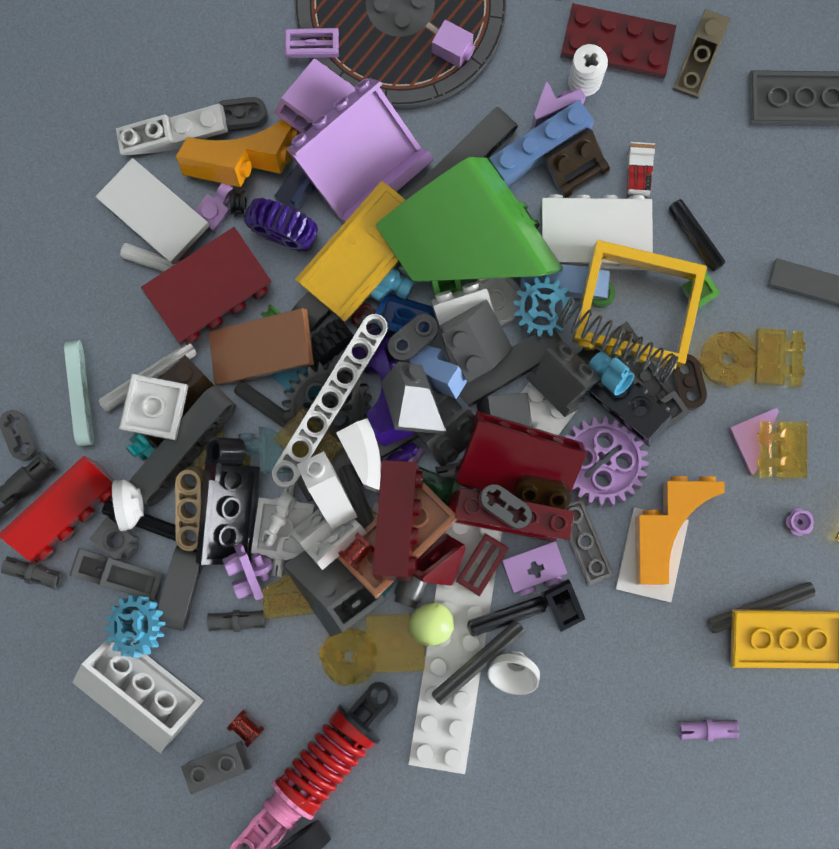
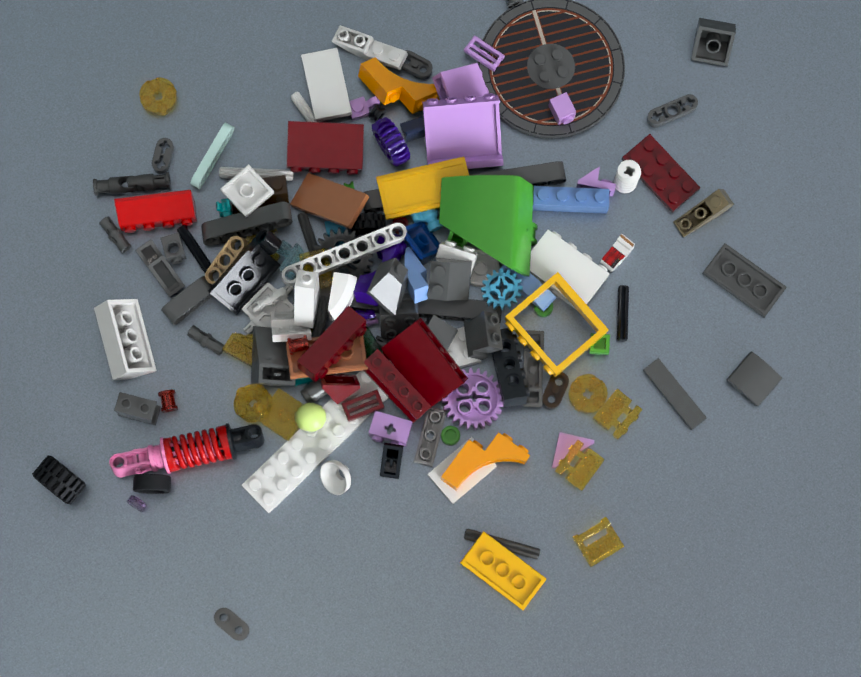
camera: 30 degrees right, 5 degrees down
(127, 504) = (194, 232): white piece -> none
(134, 626) = (150, 299): medium azure gear -> none
(240, 562) = (227, 324): lavender hips -> none
(413, 337) = (416, 255): dark grey plate -> none
(478, 662) = (320, 456): dark grey axle -> none
(506, 616) = (355, 443): black axle -> none
(509, 501) = (398, 372): dark grey beam -> none
(543, 490) = (425, 387): dark brown plate -> none
(572, 156) = (583, 218): dark brown plate -> none
(607, 523) = (450, 435): none -> bright green tile
(613, 372) = (511, 352): medium azure piece -> none
(668, 367) = (543, 367): dark grey piece -> none
(709, 730) = (421, 588): lavender pin -> none
(806, 518) = (564, 513): lavender plate -> none

